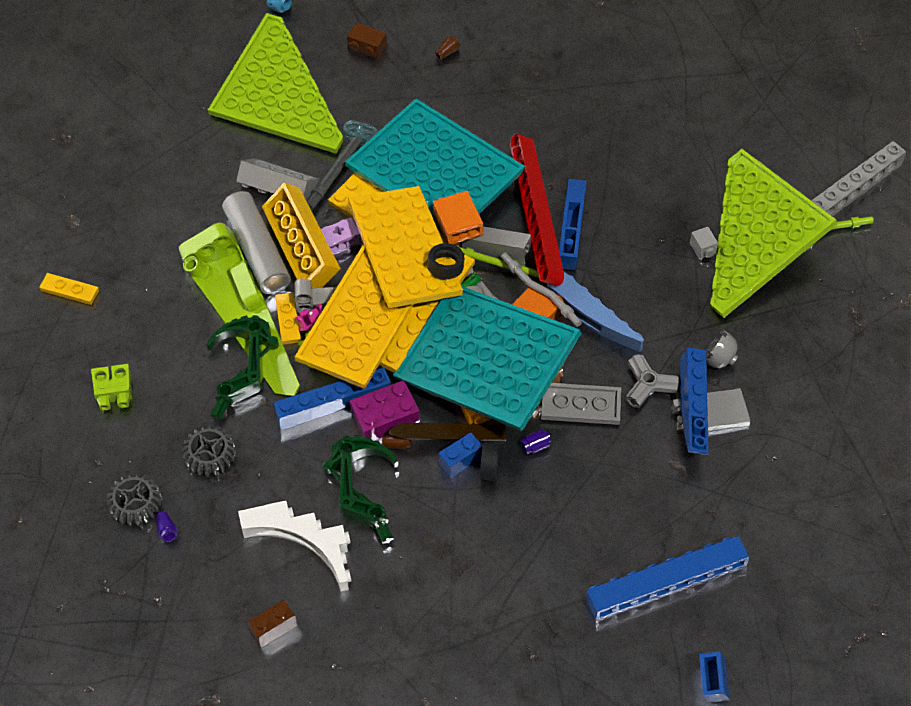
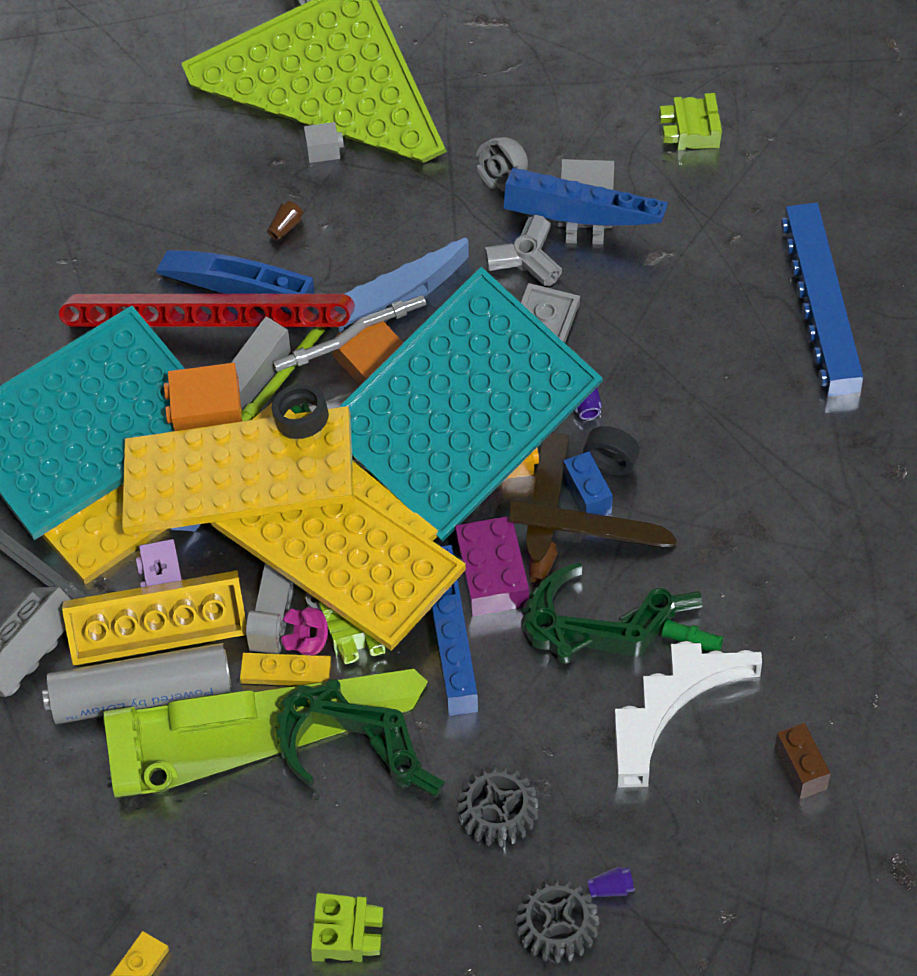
camera: 75 degrees left, 0 degrees up
(358, 542) = (692, 634): none -> green pin
(428, 462) = (590, 524): none -> dark brown piece
(632, 237) = (285, 219): none -> reddish brown cone
(803, 464) = (694, 122): none -> lime hips

